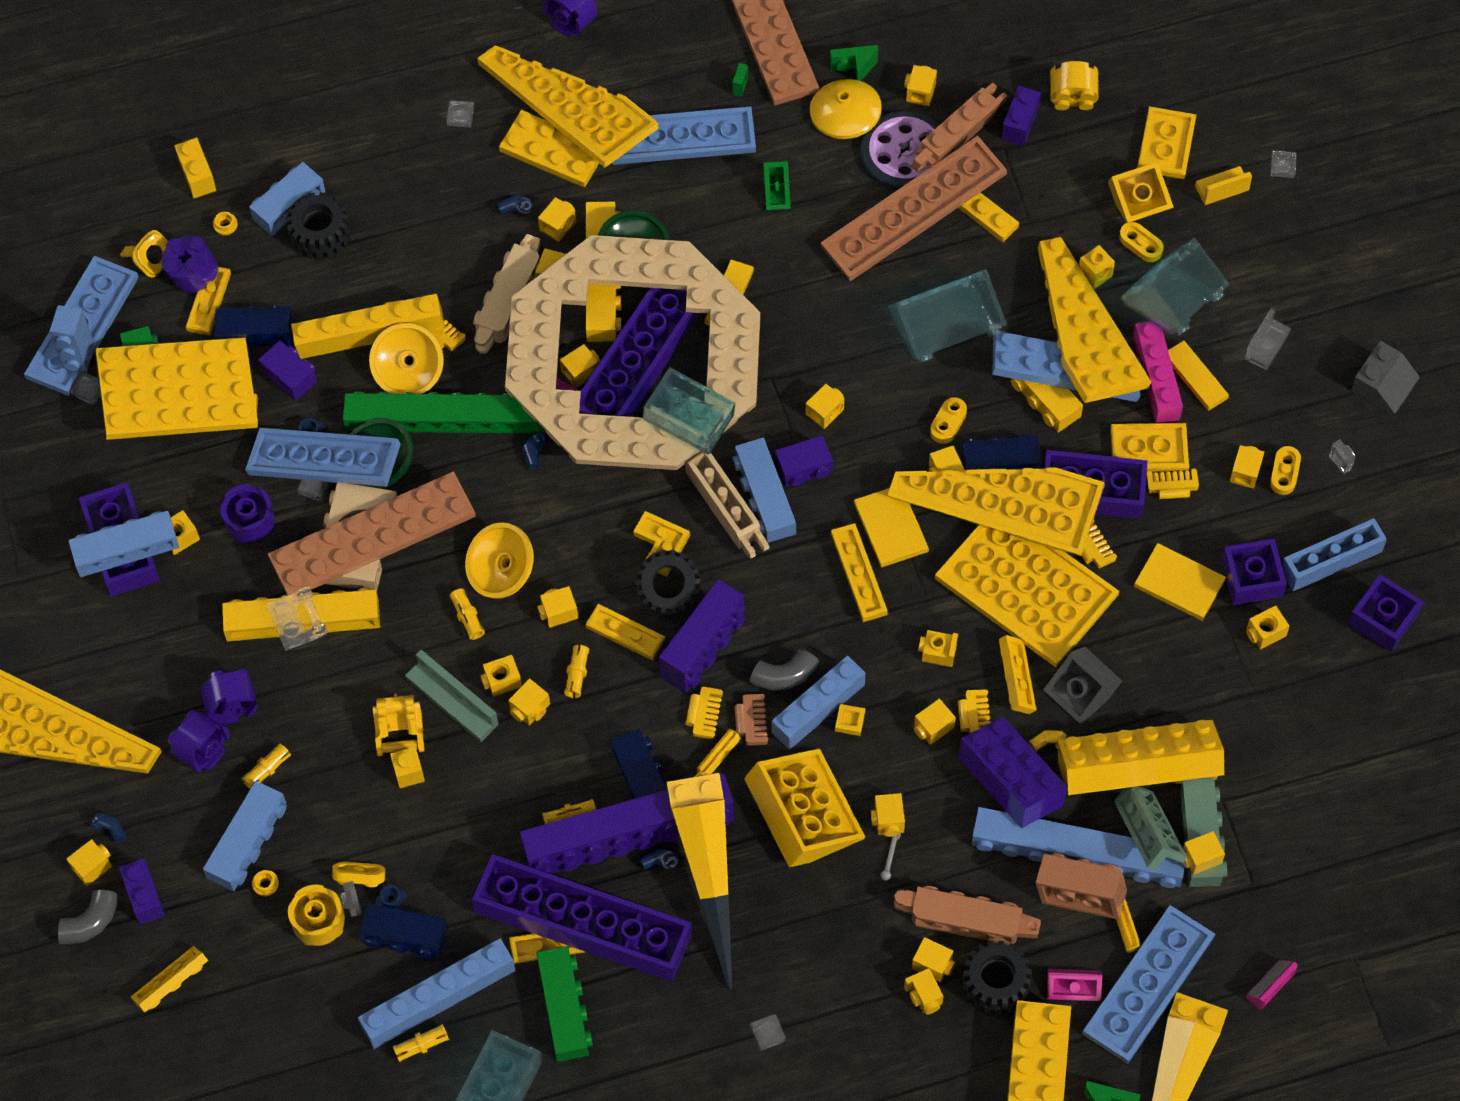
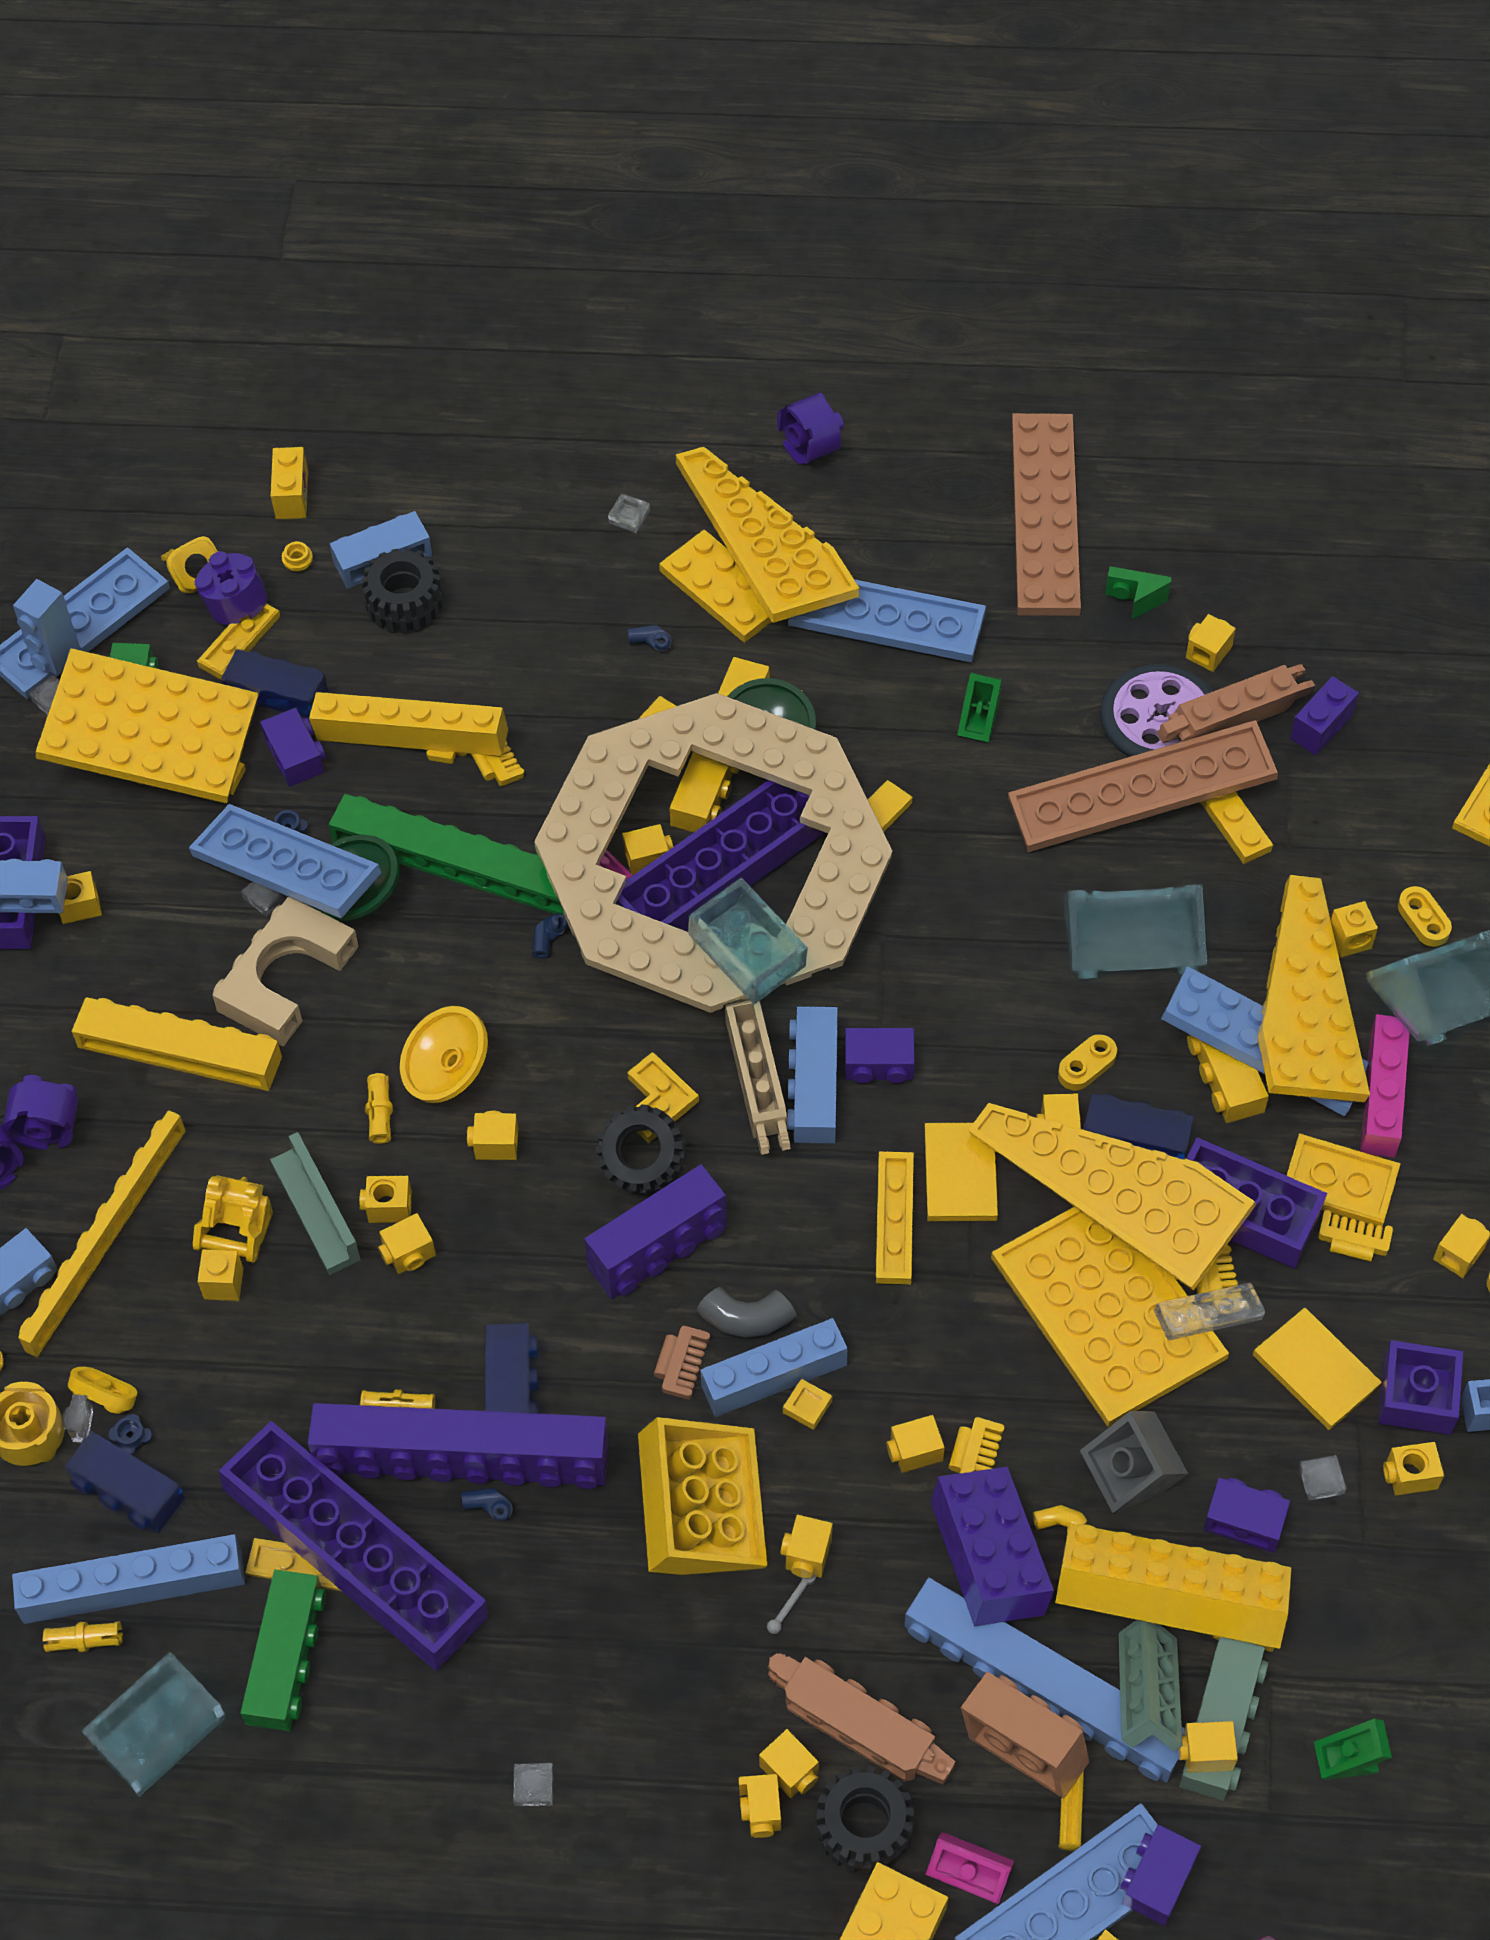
camera: 20 degrees right, 5 degrees down
(247, 513) = (166, 900): dark purple brick -> none
(266, 766) = (53, 1215): yellow pin -> none
(289, 622) = (152, 1044): clear plate -> none
(306, 775) = (95, 1243): none -> yellow plate
(372, 534) = (299, 972): nougat plate -> none
(390, 354) = (418, 771): yellow dish -> none
(518, 270) = (619, 707): tan hinge -> none
(557, 219) = (693, 668): yellow brick -> none
(576, 671) = (484, 1225): yellow pin -> none
(625, 632) = (565, 1194): yellow tile -> none
(697, 712) = (618, 1325): yellow piece -> none
(700, 820) = (546, 1473): yellow plate -> none
(718, 753) = (617, 1391): yellow axle -> none
(740, 80) = (985, 571): green tile -> none
(825, 406) = (934, 994): yellow brick -> none
(845, 109) = (1104, 643): yellow dish -> none
(939, 655) = (961, 1359): yellow brick -> none
(1017, 674) = (1051, 1419): yellow plate -> none
(1074, 85) = (1405, 698): yellow brick -> none
(1097, 567) = (1209, 1311): none -> clear plate
(1140, 192) = (1444, 853): yellow slope -> none
(1169, 695) = (1246, 1514): none -> dark purple brick
(1197, 376) = (1437, 1108): yellow tile -> none
(1200, 944) = (1160, 1874): none -> dark purple brick
(1209, 654) = (1322, 1477): none -> clear plate
(1293, 824) = (1353, 1751): none -> green slope

